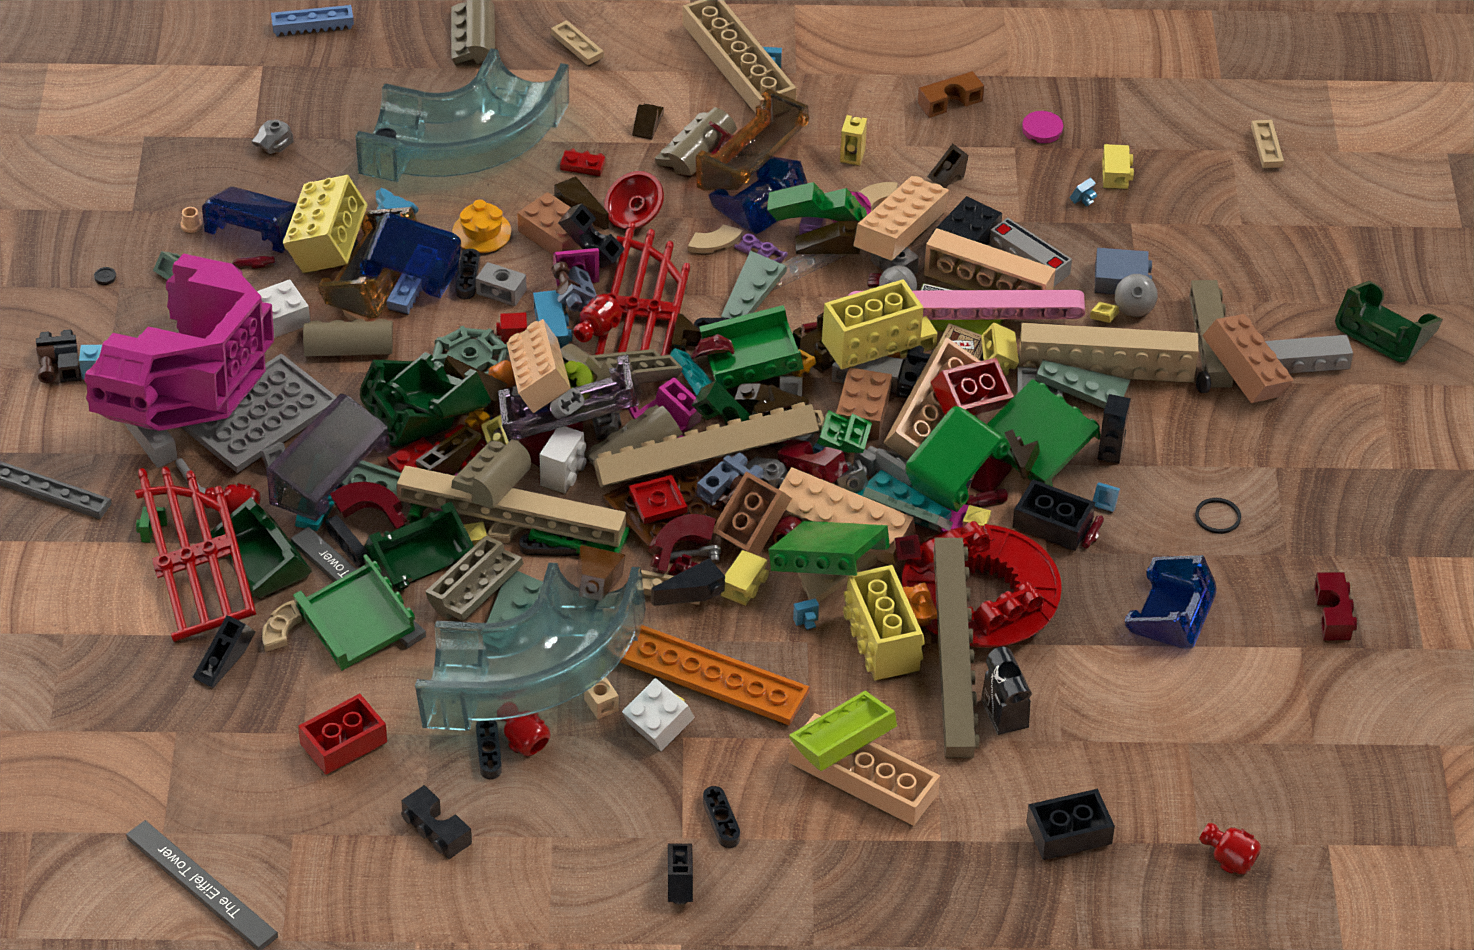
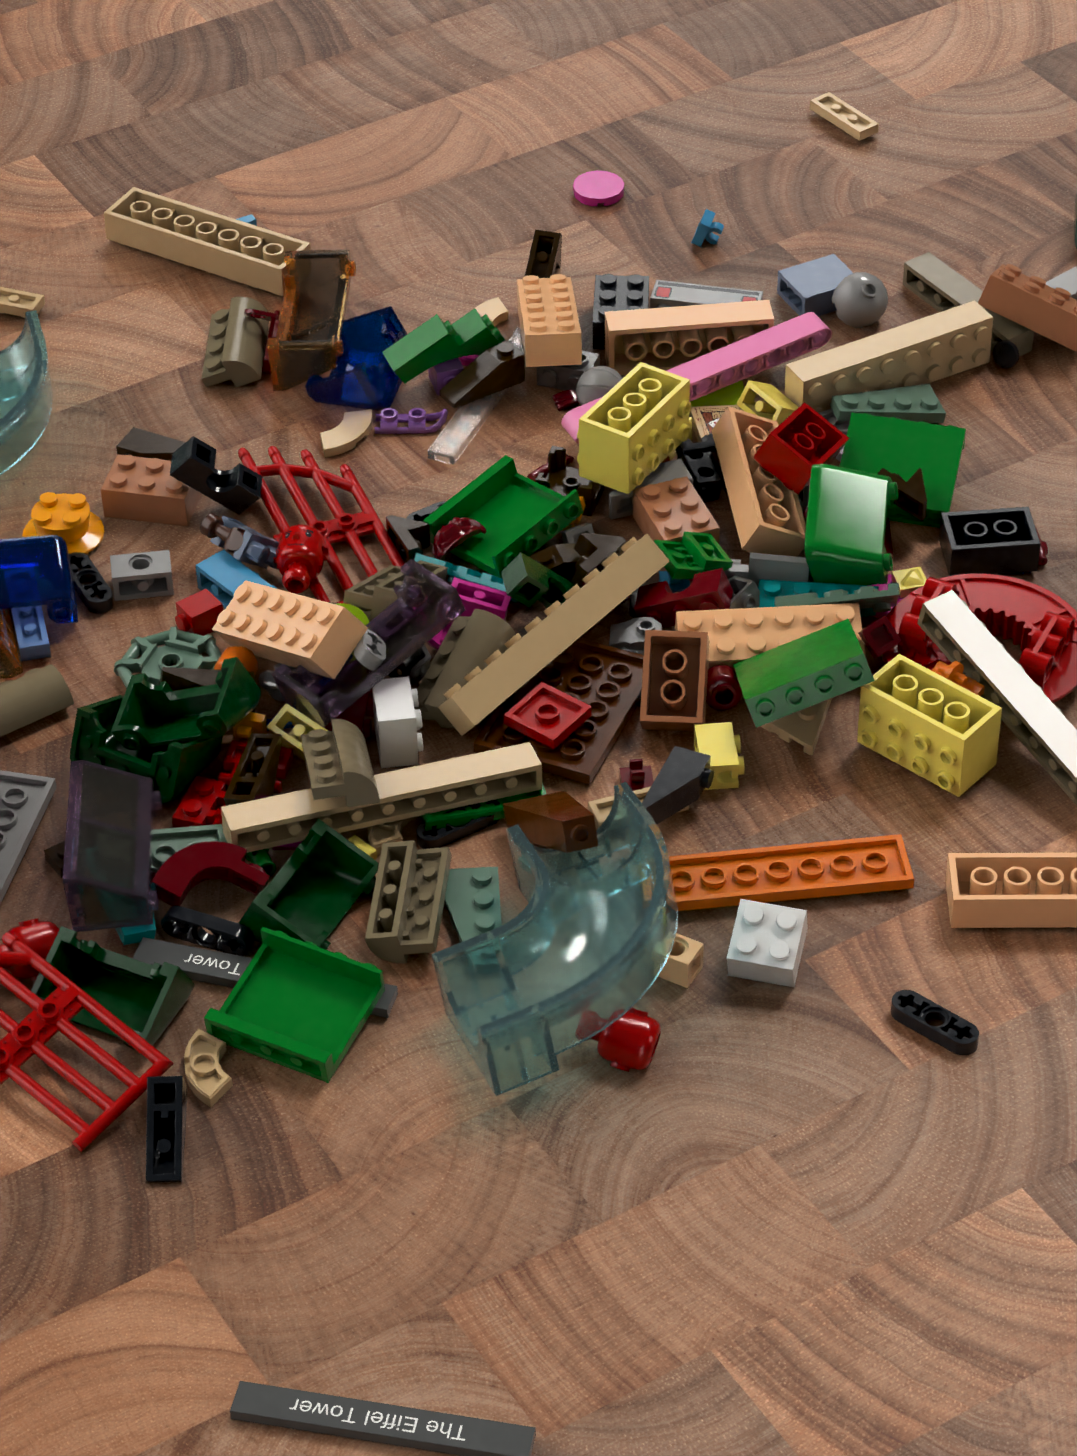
camera: 30 degrees left, 5 degrees down
(271, 453) = (29, 878): light grey tile -> none
(342, 733) = (409, 1149): red brick -> none
(446, 835) = (638, 1205): black arch -> none
(494, 755) = (596, 1094): black beam -> none
(582, 162) = (119, 416): red plate -> none
(584, 259) = (229, 503): dark pink slope -> none
(628, 194) = (223, 411): red dish -> none
(647, 120) = (157, 345): dark brown slope -> none
(680, 873) = (955, 1105): black slope -> none
(689, 527) = (598, 751): dark red arch -> none
(713, 552) = (651, 746): light grey piece -> none
(723, 476) = (613, 652): sand blue hips -> none
(753, 285) = (438, 456): sand green wing -> none
(806, 613) = (822, 761): dark azure tile -> none
(844, 730) = (1002, 853): lime slope -> none
(853, 136) = (417, 266): light yellow brick -> none
(964, 87) = (463, 199): dark orange arch -> none
(988, 498) = (903, 555): dark red axle -> none
(1104, 312) = (841, 331): light yellow tile -> none
(1106, 496) = (1021, 498): dark azure tile -> none
(1113, 428) = (980, 414): black arch -> none
(1116, 166) = (715, 192): light yellow brick -> none

